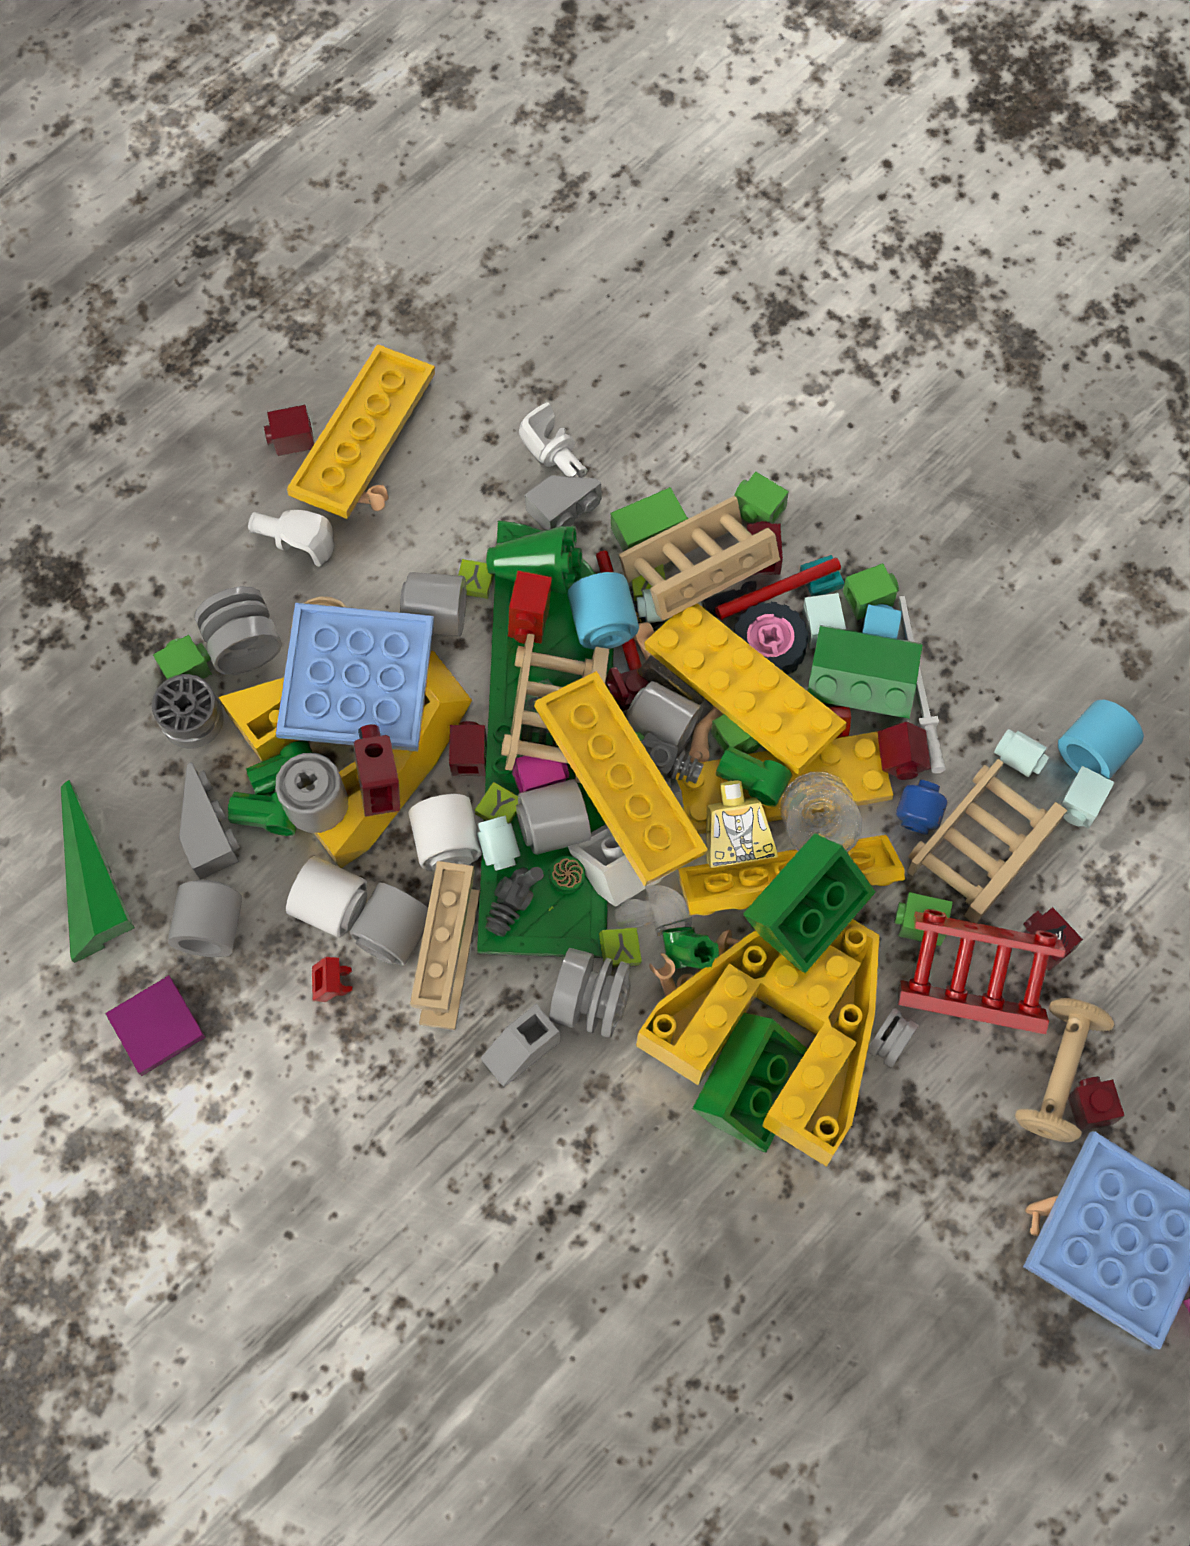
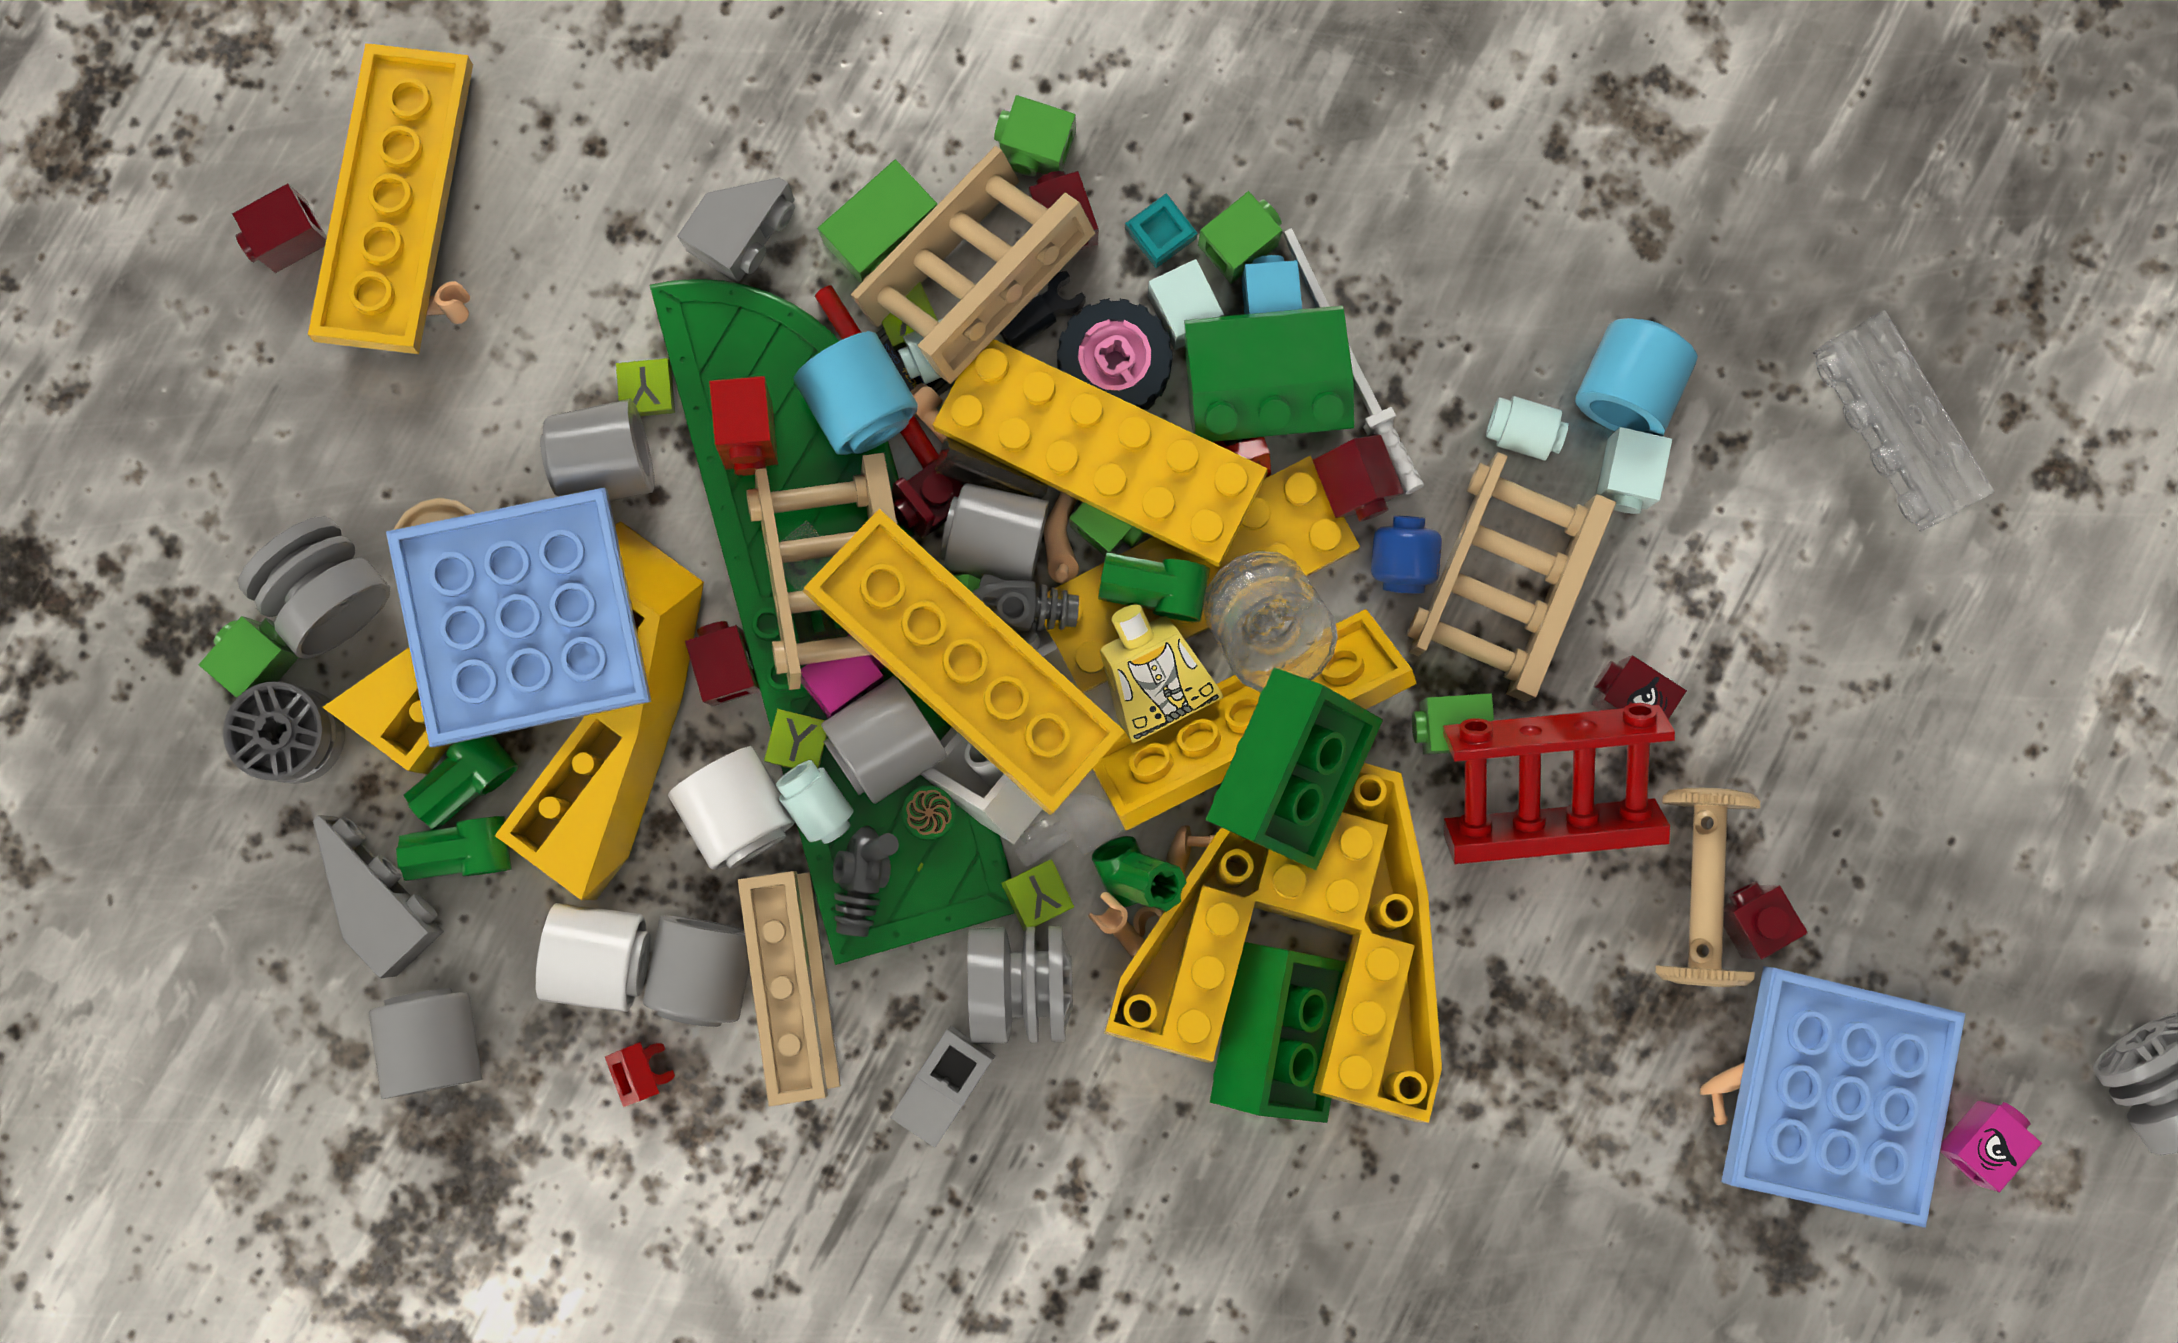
camera: 20 degrees left, 15 degrees up
(93, 899) = (250, 1059): green wedge -> none
(155, 1025) = (408, 1213): magenta tile -> none
(297, 529) = (350, 395): white piece -> none
(315, 809) = (543, 821): light grey piece -> none
(376, 771) = (610, 777): dark red torso -> none
(541, 553) = (734, 338): green cone -> none
(550, 452) = (692, 148): white piece -> none
(778, 588) = (1104, 274): red bar -> none
(896, 1040) = (1459, 912): light grey wheel -> none

